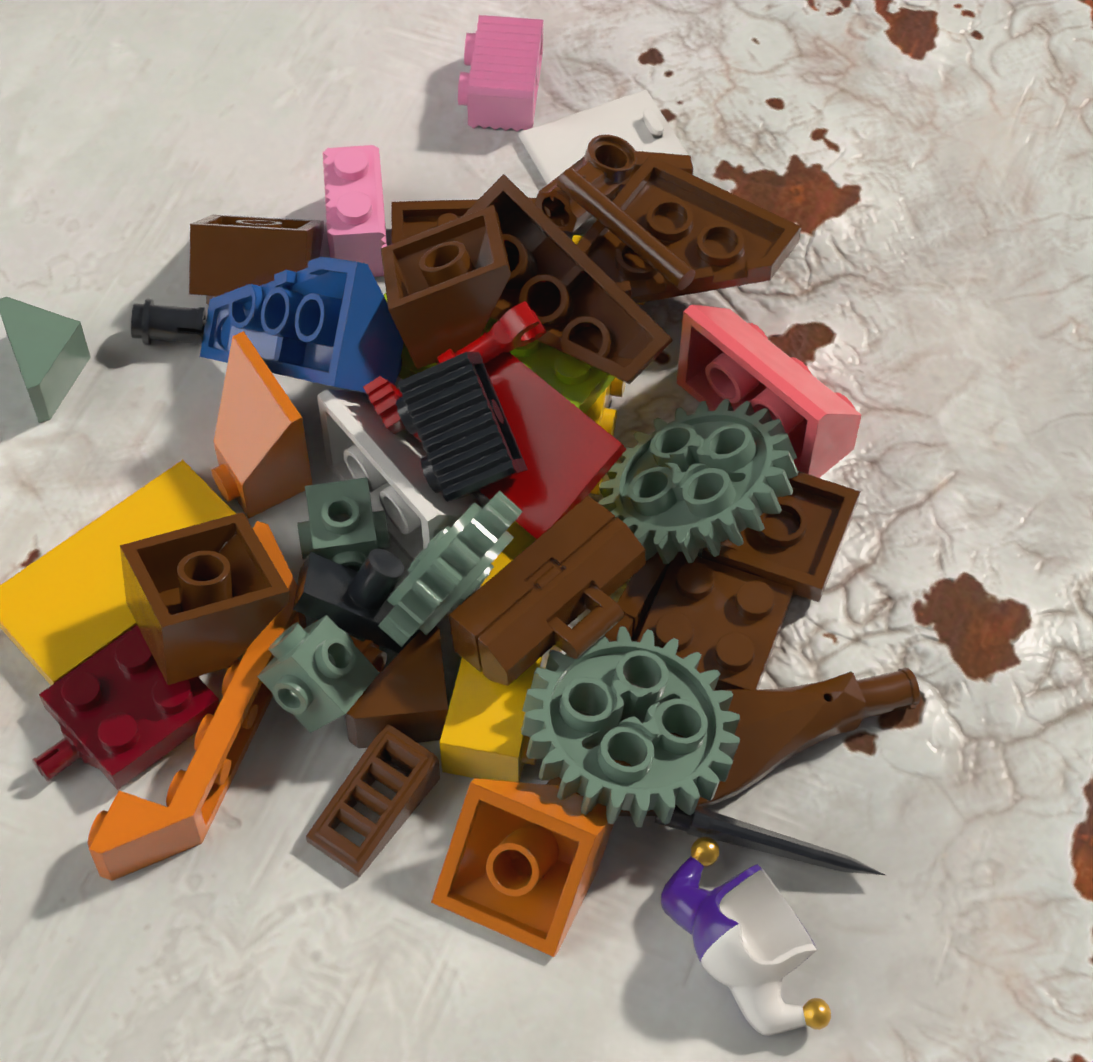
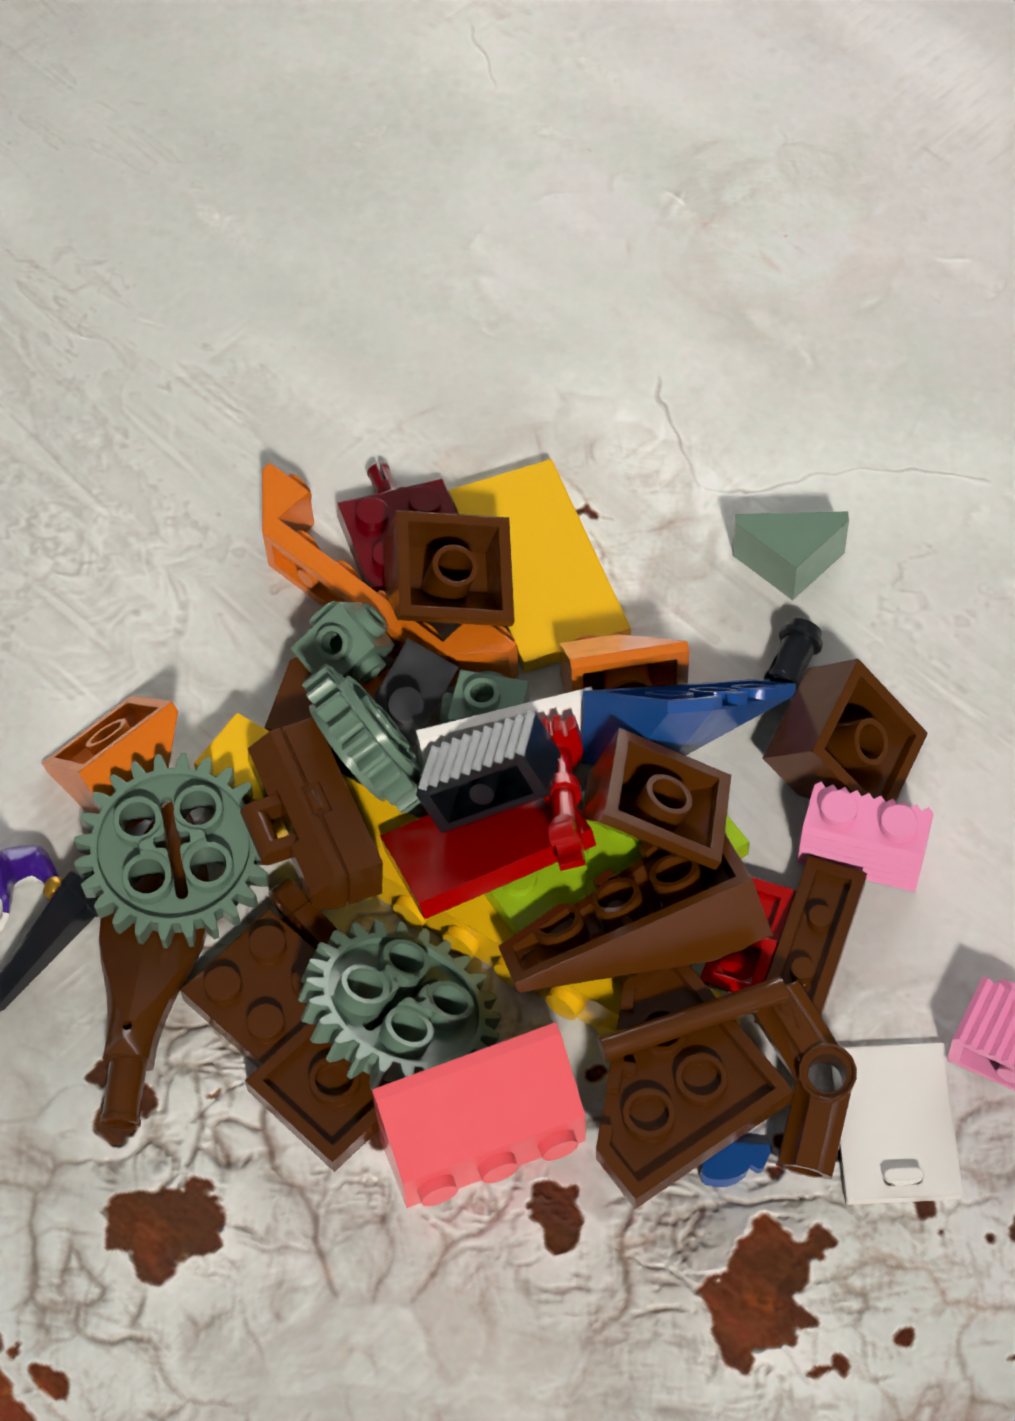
camera: 115 degrees right, 0 degrees up
(386, 748) = (253, 706): reddish brown slope -> none

